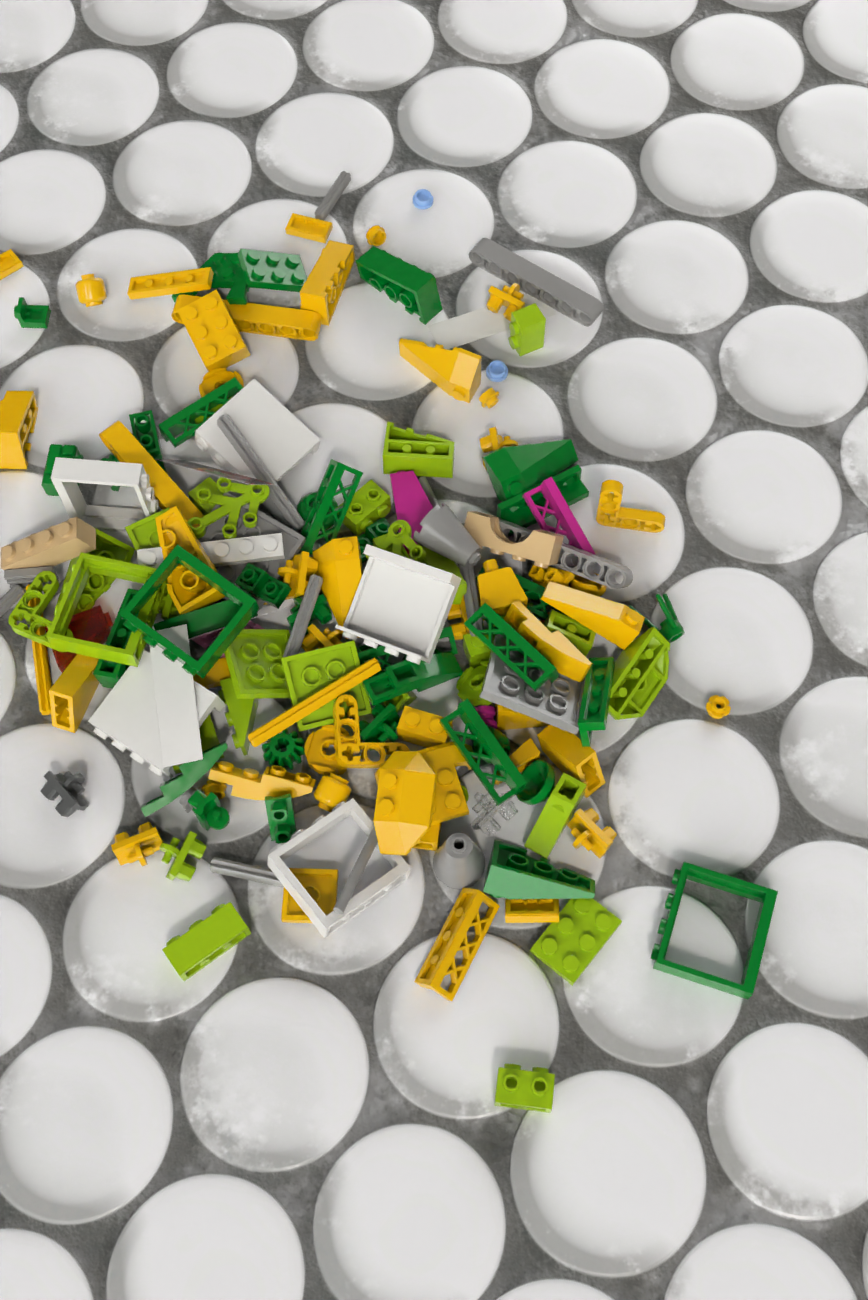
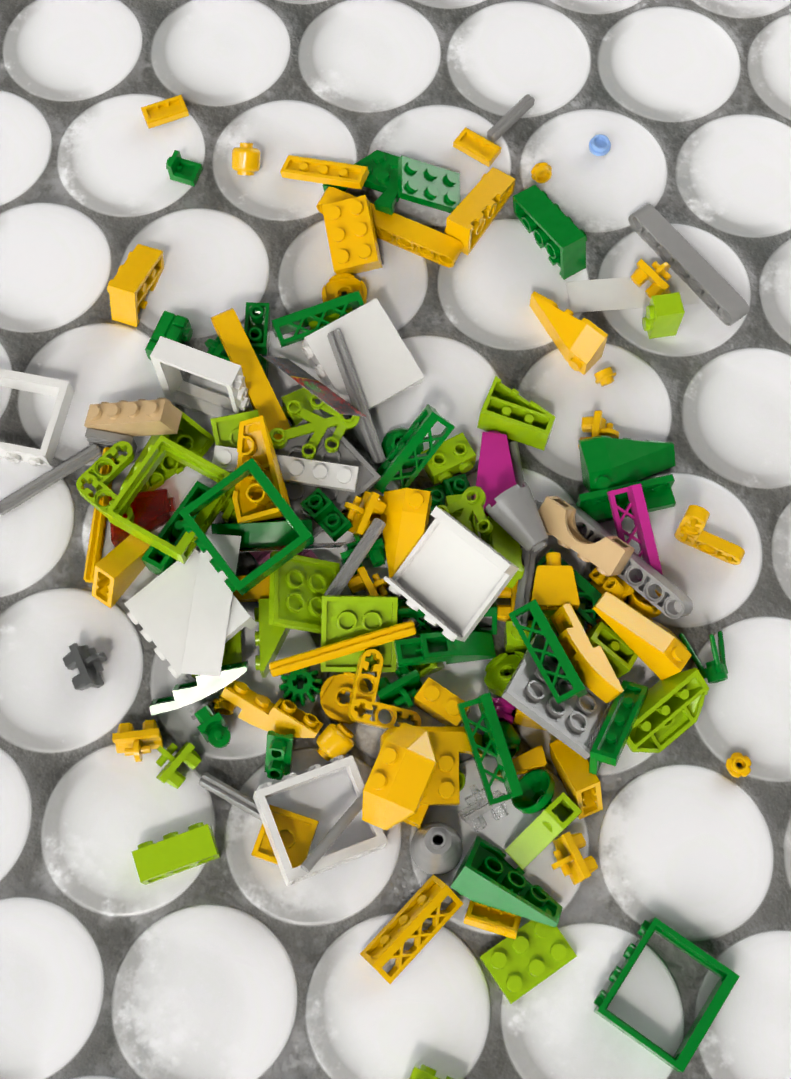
camera: 15 degrees right, 5 degrees up
(497, 371) = (621, 350): light blue plate -> none

